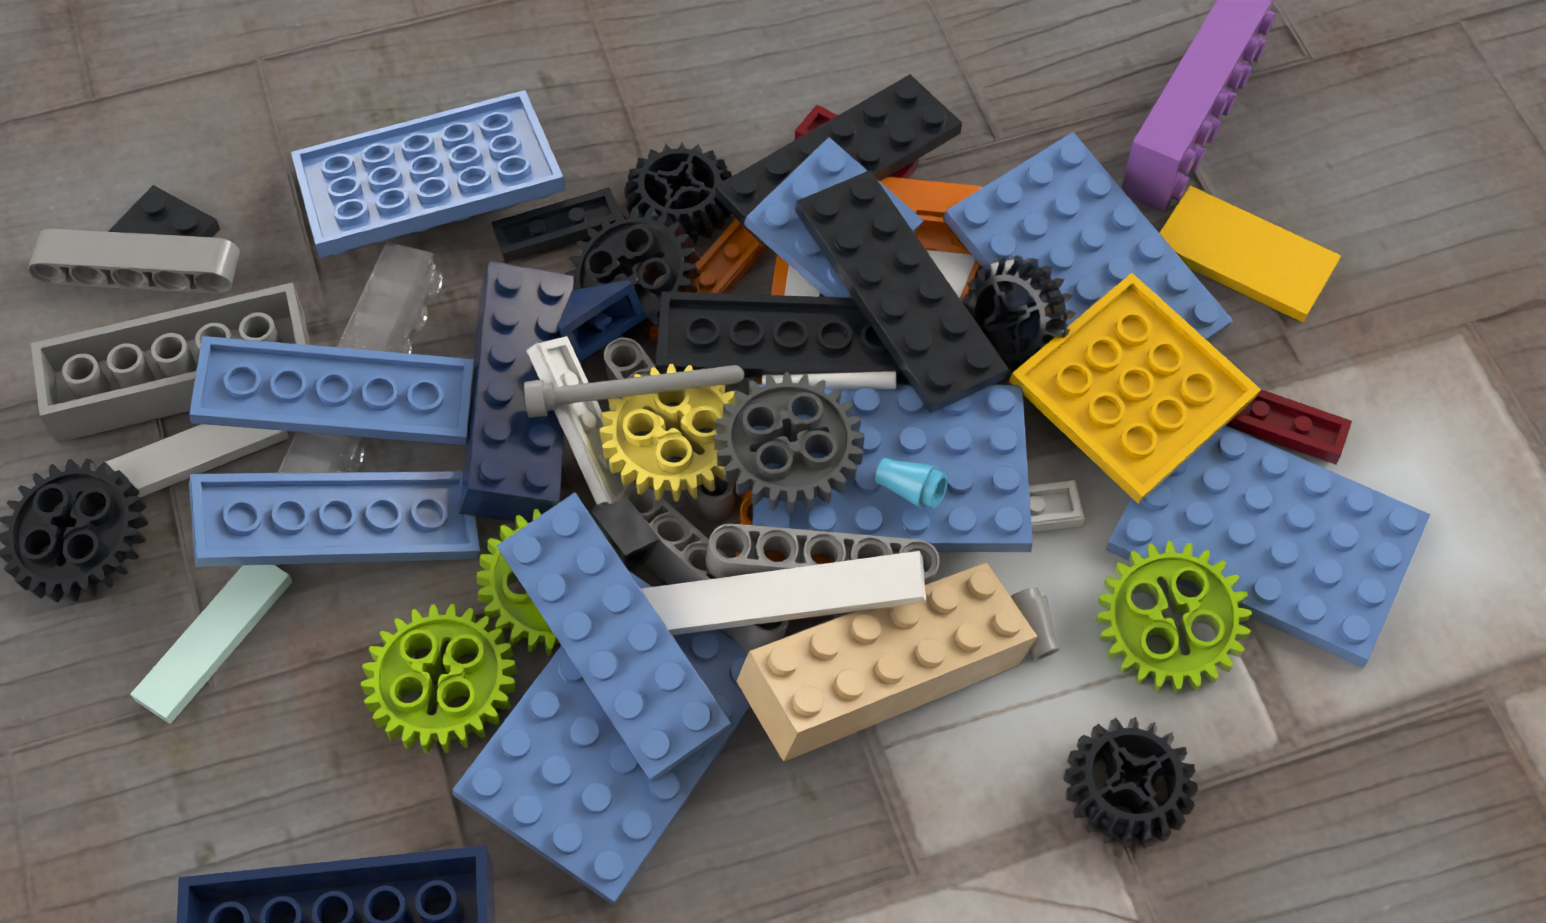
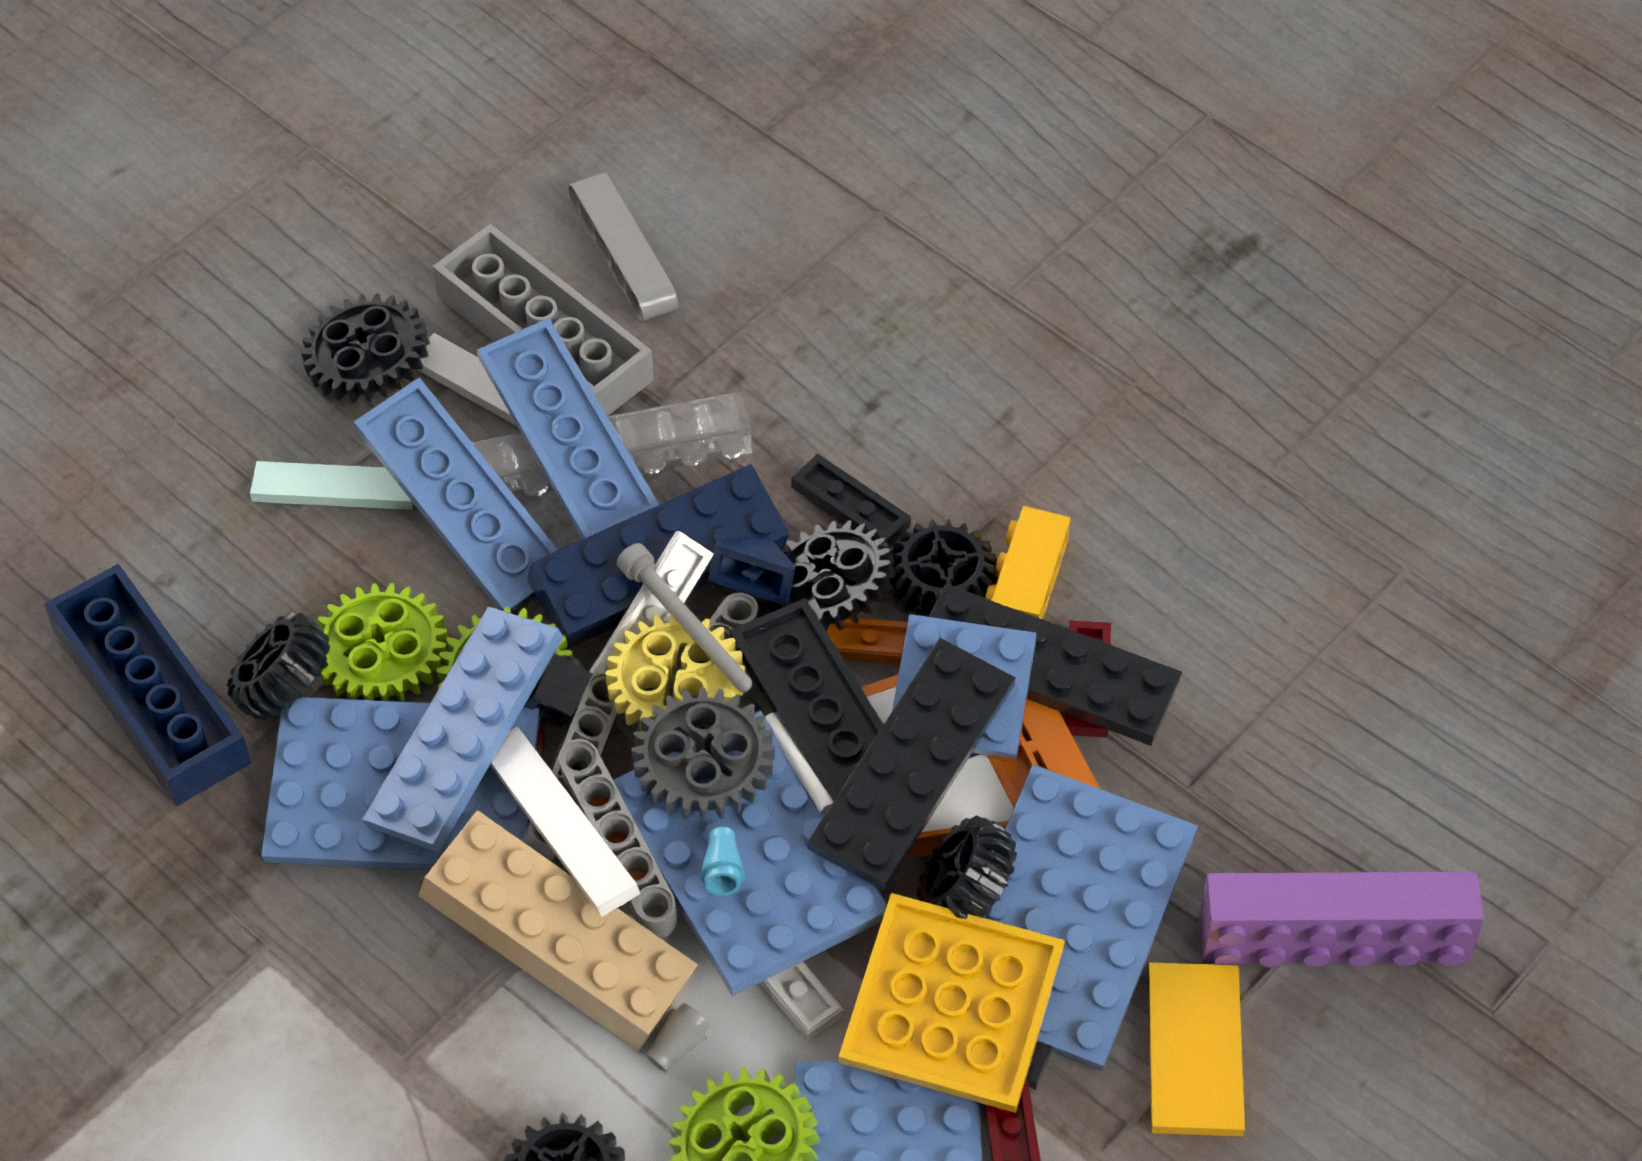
camera: 60 degrees right, 5 degrees down
(165, 215) = (675, 243): black wing -> none
(425, 173) = (831, 381): medium blue plate -> none
(429, 773) = (278, 666): none -> black gear
(715, 122) = (1032, 561): none -> yellow brick

